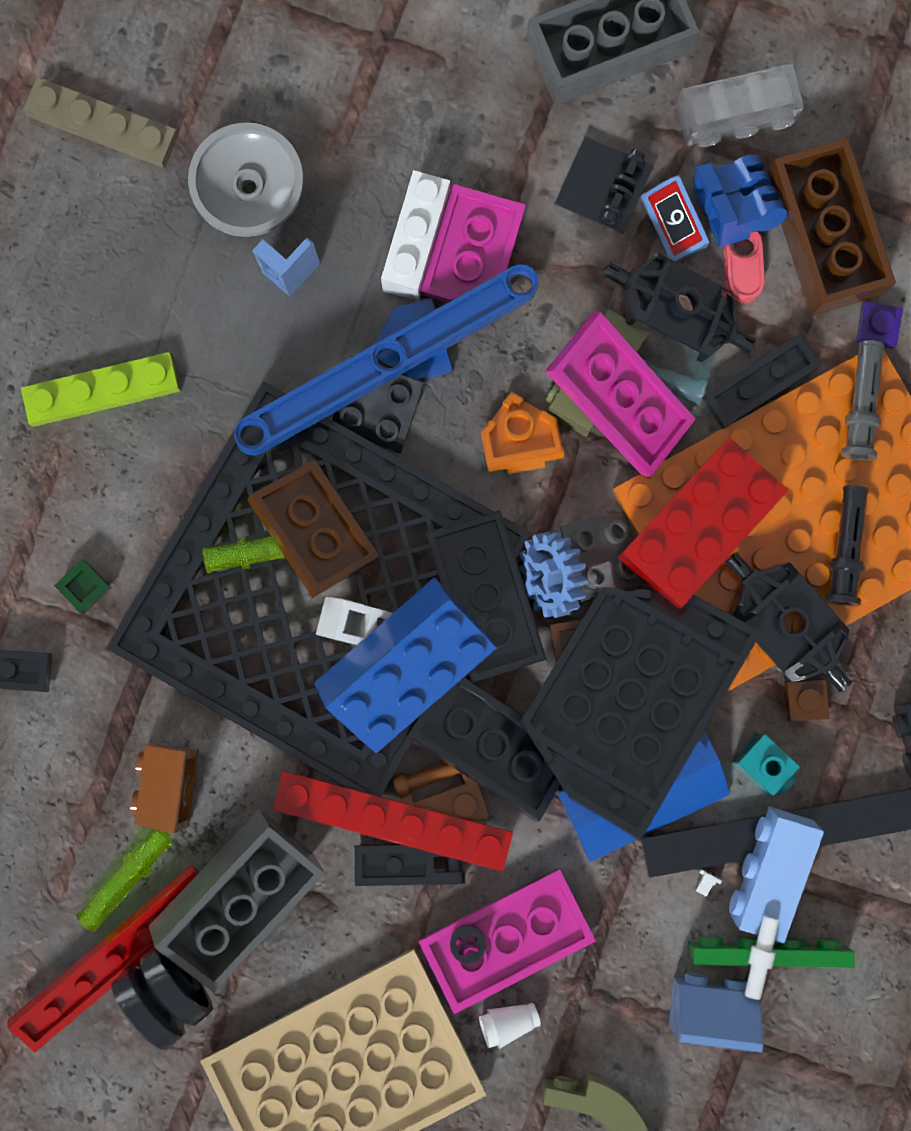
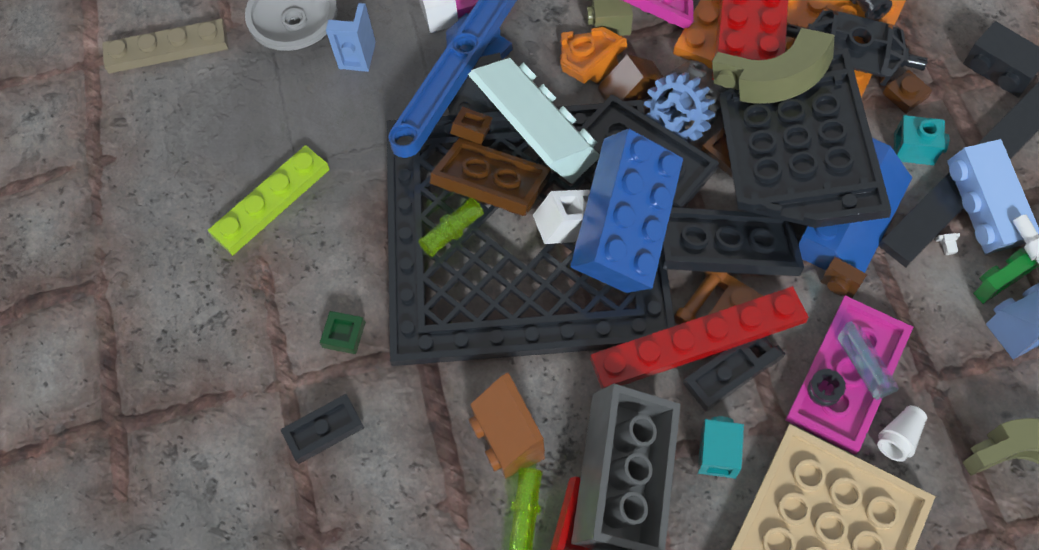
camera: 30 degrees left, 20 degrees down
(335, 453) = (471, 125): none -> reddish brown plate
(337, 930) = (721, 447): none -> teal brick
(394, 496) = (537, 118): none -> light aqua slope
(526, 947) = (867, 361): none -> clear light blue slope
(541, 501) = (630, 79): none -> reddish brown slope
(571, 852) = (843, 278): none -> reddish brown plate
(669, 625) = (777, 77): none -> olive arch

